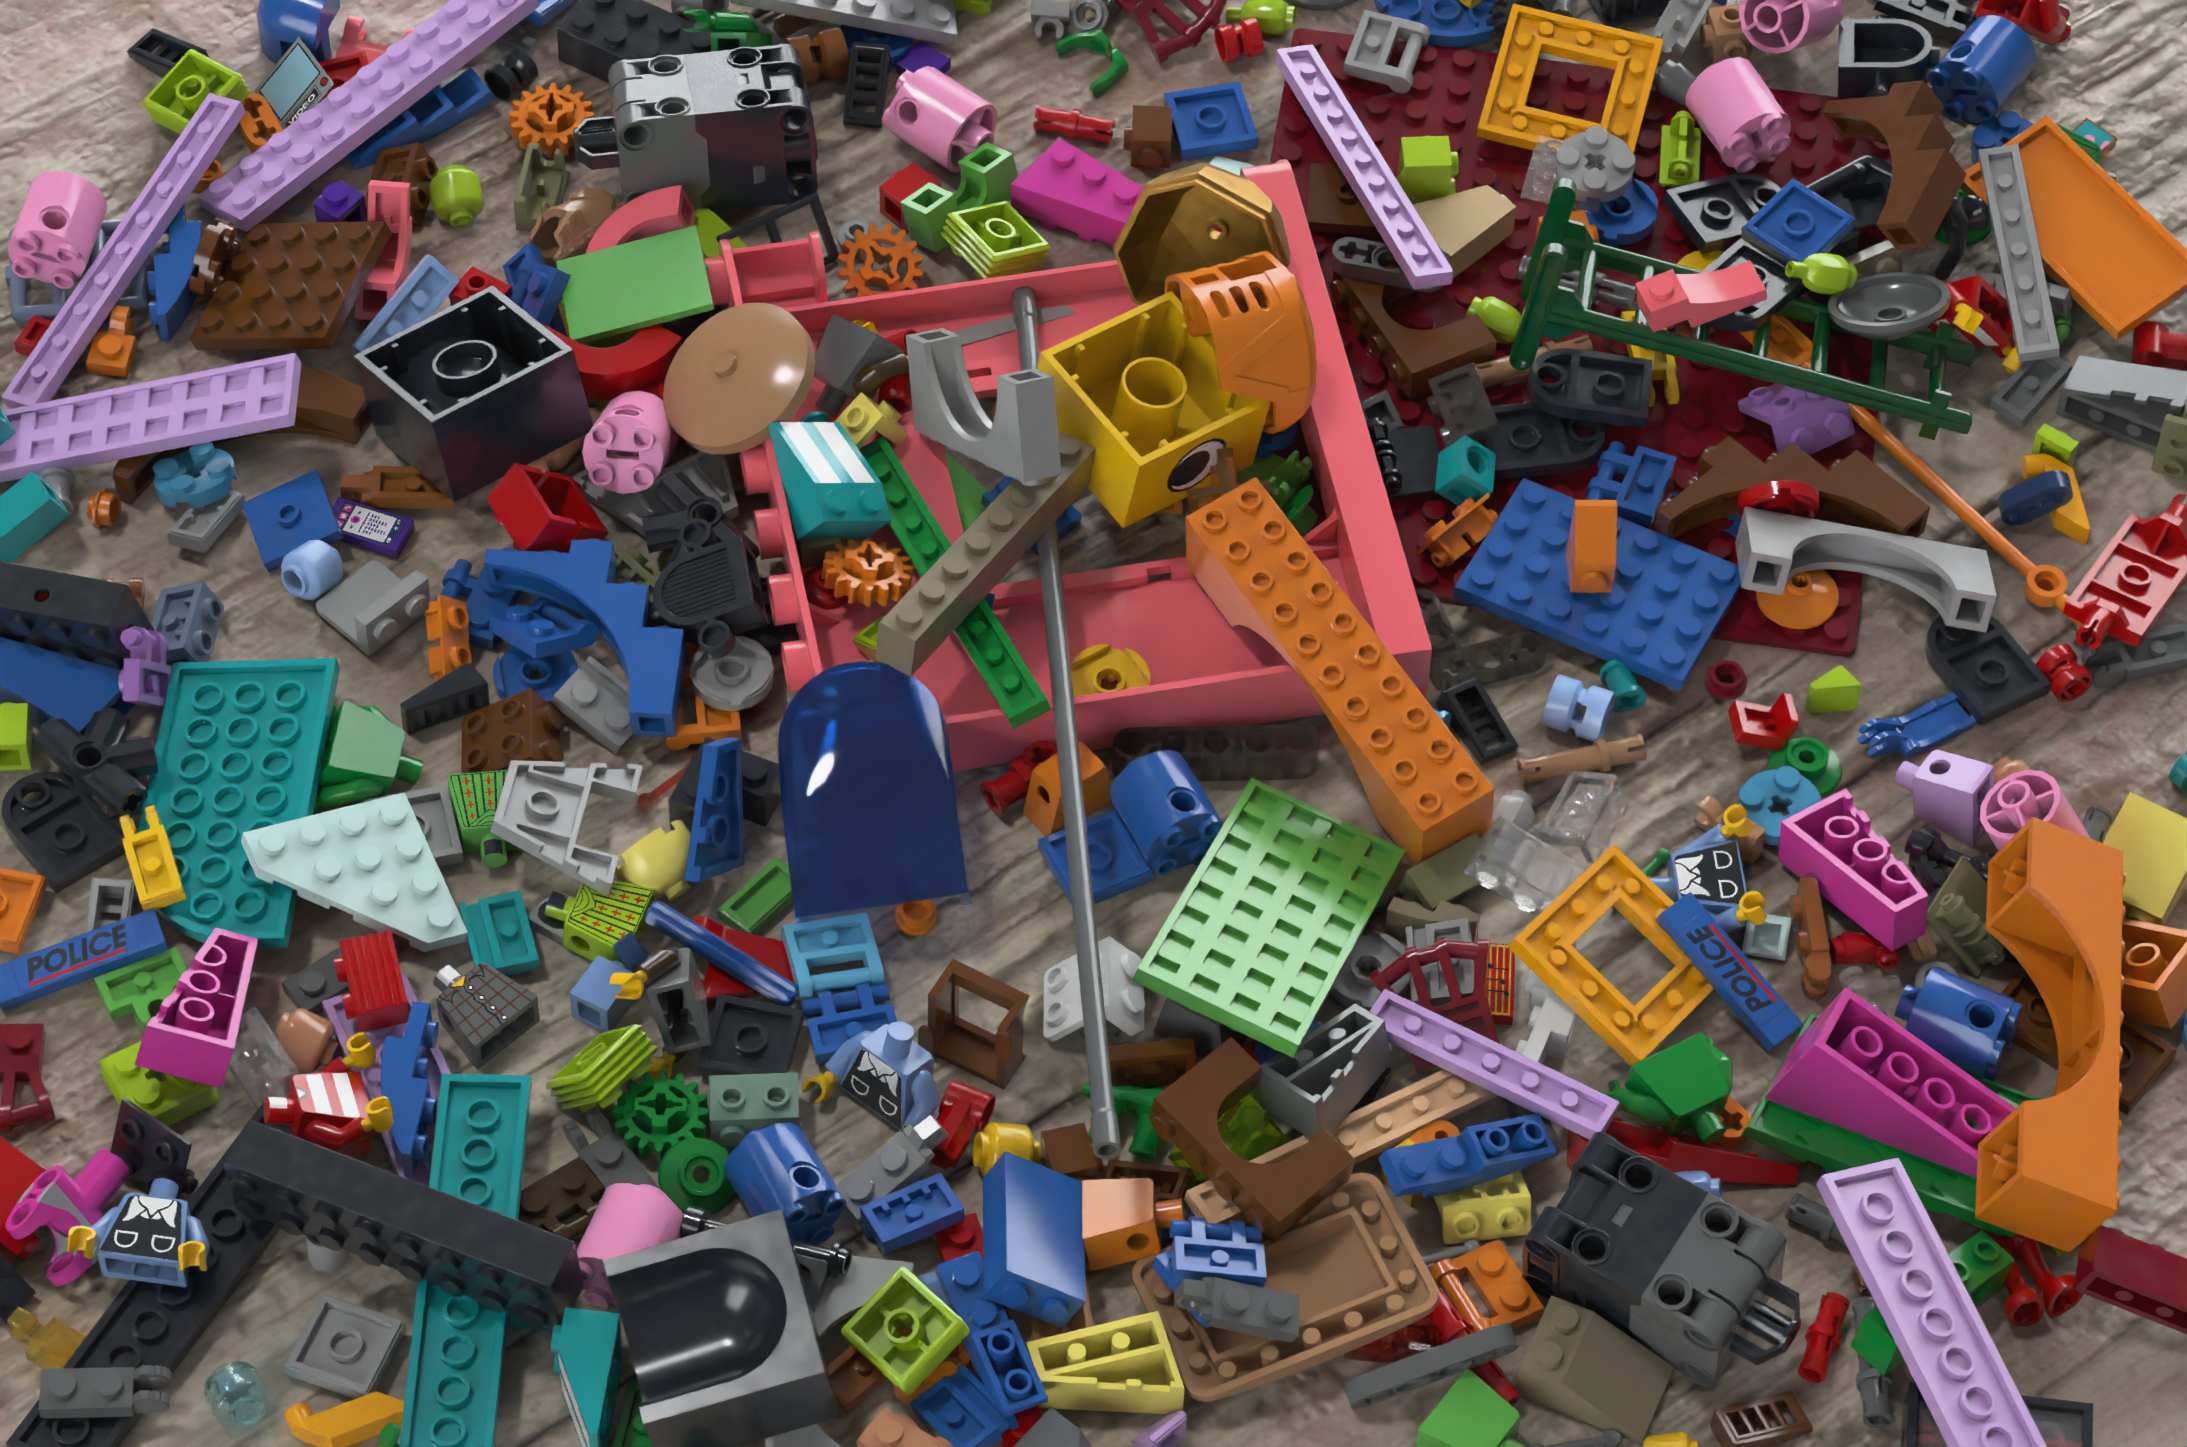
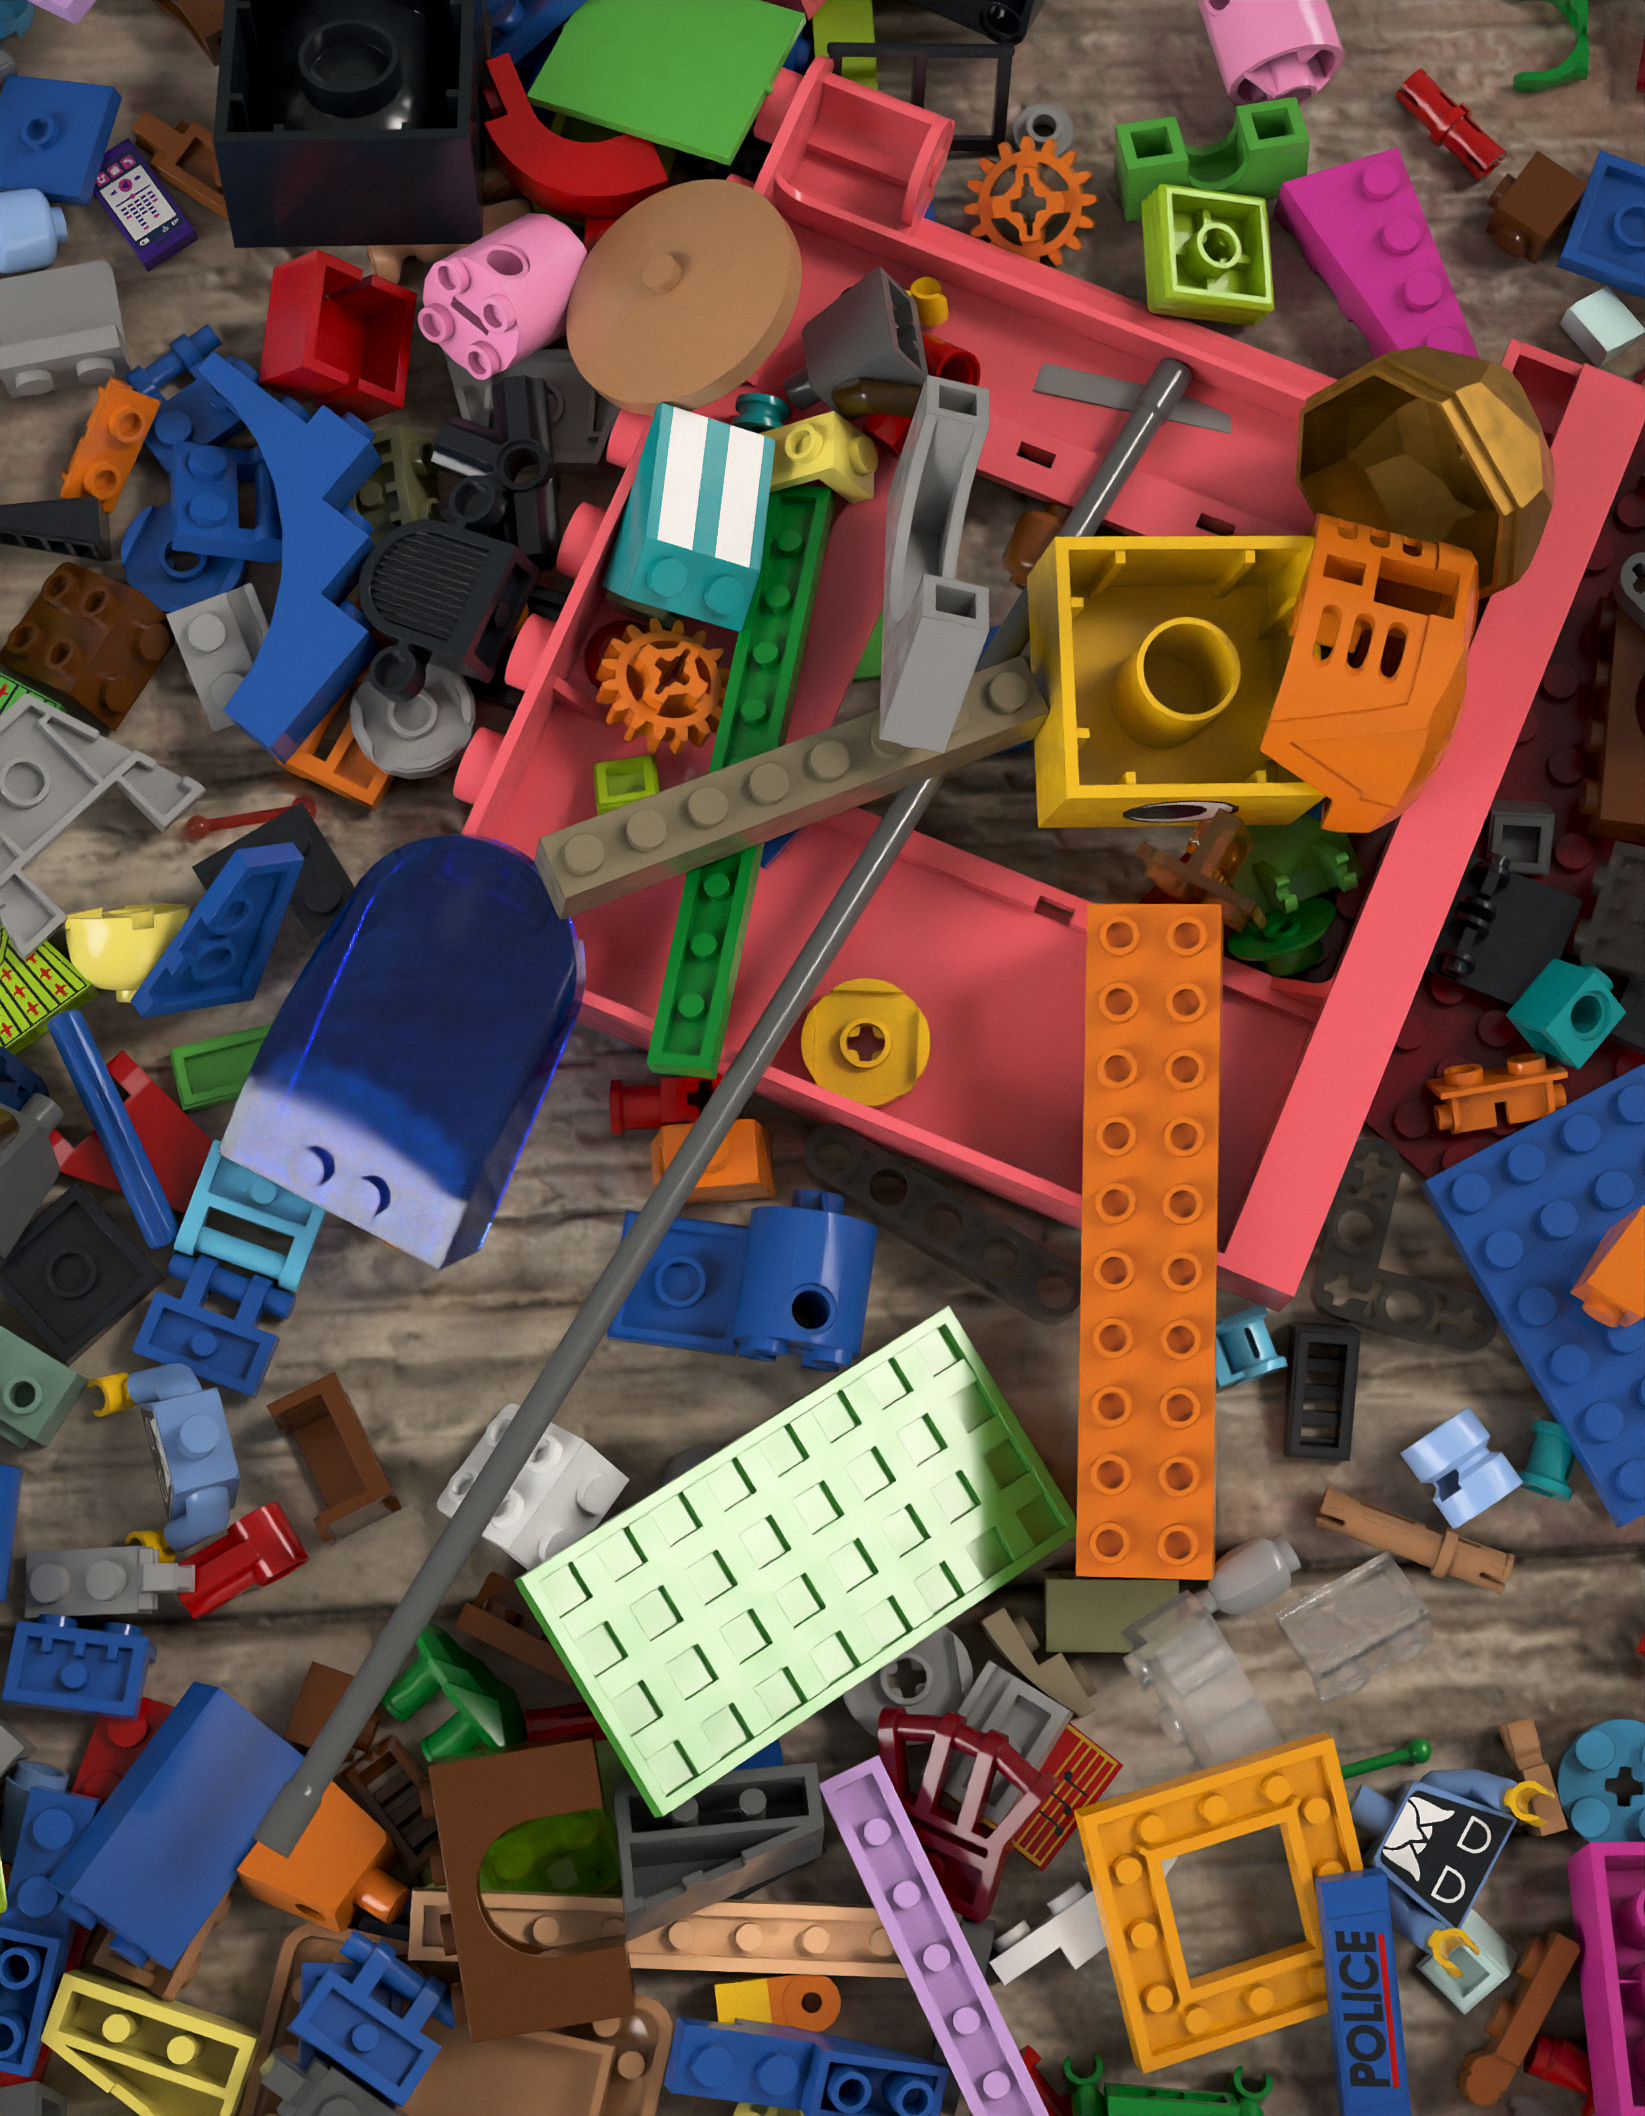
camera: 35 degrees right, 25 degrees up
(898, 188) = (1155, 95): red brick -> none
(1003, 1137) = (264, 1647): yellow head -> none

